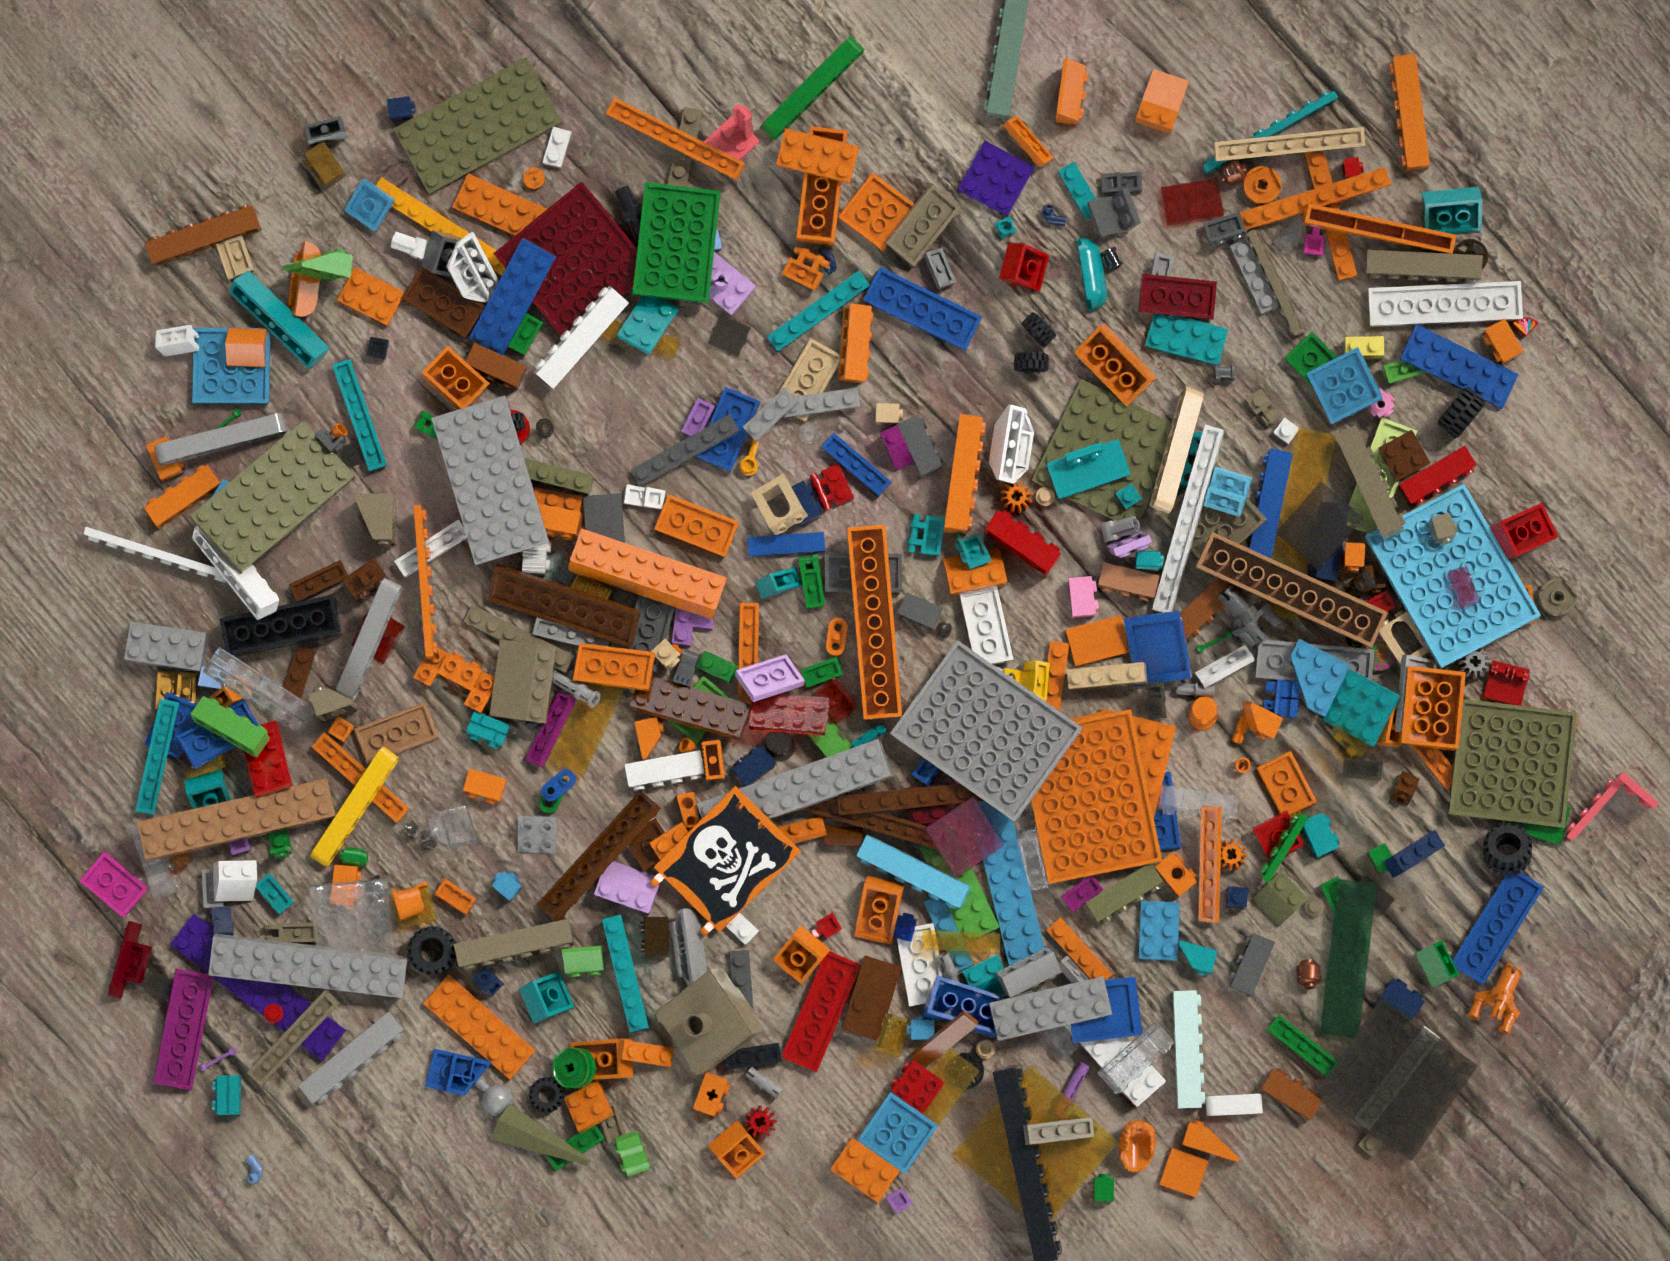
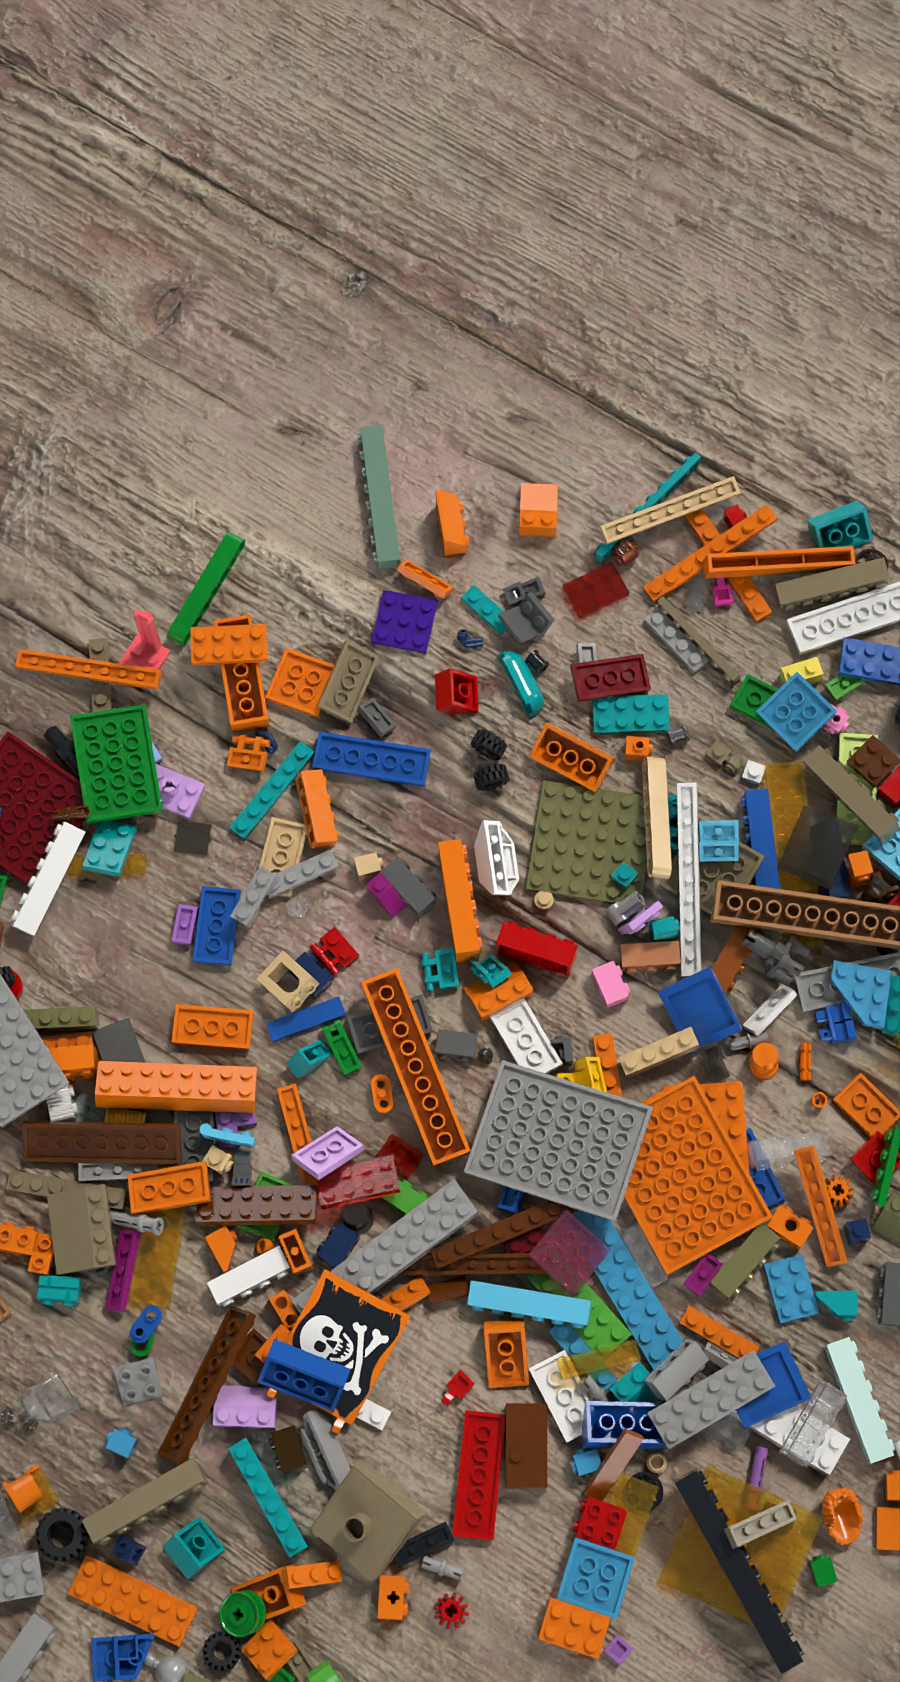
camera: 20 degrees left, 10 degrees down
(455, 896) = (71, 1471): orange plate -> none
(485, 786) = (71, 1348): orange brick -> none
(539, 425) = (30, 976): clear smoke bush -> none
(583, 960) = (220, 1497): bright green slope -> none
(619, 281) = (70, 813): none -> reddish brown pin
(644, 497) = (152, 1015): white slope -> none
(681, 634) = (227, 1136): none -> medium azure plate
(685, 450) = (180, 957): dark grey plate -> none
(689, 875) = (304, 1375): none -> blue slope
(717, 667) = (272, 1158): green plate -> none
(736, 1149) = (435, 1648): orange slope -> none
(741, 973) = (386, 1460): dark grey plate -> none
(749, 465) = (247, 953): light orange plate -> none
(801, 954) = (441, 1422): orange brick -> none
(821, 672) = (377, 1133): green plate -> none
(856, 464) = (351, 923): blue plate -> none
(870, 735) = (451, 1173): teal axle -> none
(892, 1035) = (558, 1477): clear yellow plate -> none
(905, 927) = (537, 1362): clear blue bracket -> none
(1005, 222) = (427, 657): teal plate -> none
(1010, 493) = (524, 905): orange gear -> none
(1019, 649) = (566, 1051): none -> dark grey bracket
(1088, 468) = (577, 859): teal bracket -> none
(1098, 640) = (638, 1022): orange tile -> none
(1181, 375) = (637, 748): none -> orange brick
(1224, 229) = (634, 605): dark grey bracket -> none
(1229, 634) = (740, 1000): green hinge -> none
(1261, 721) = (823, 1050): orange slope -> none
(1271, 190) = (652, 566): orange plate -> none
(1410, 112) = (771, 454): orange brick -> none

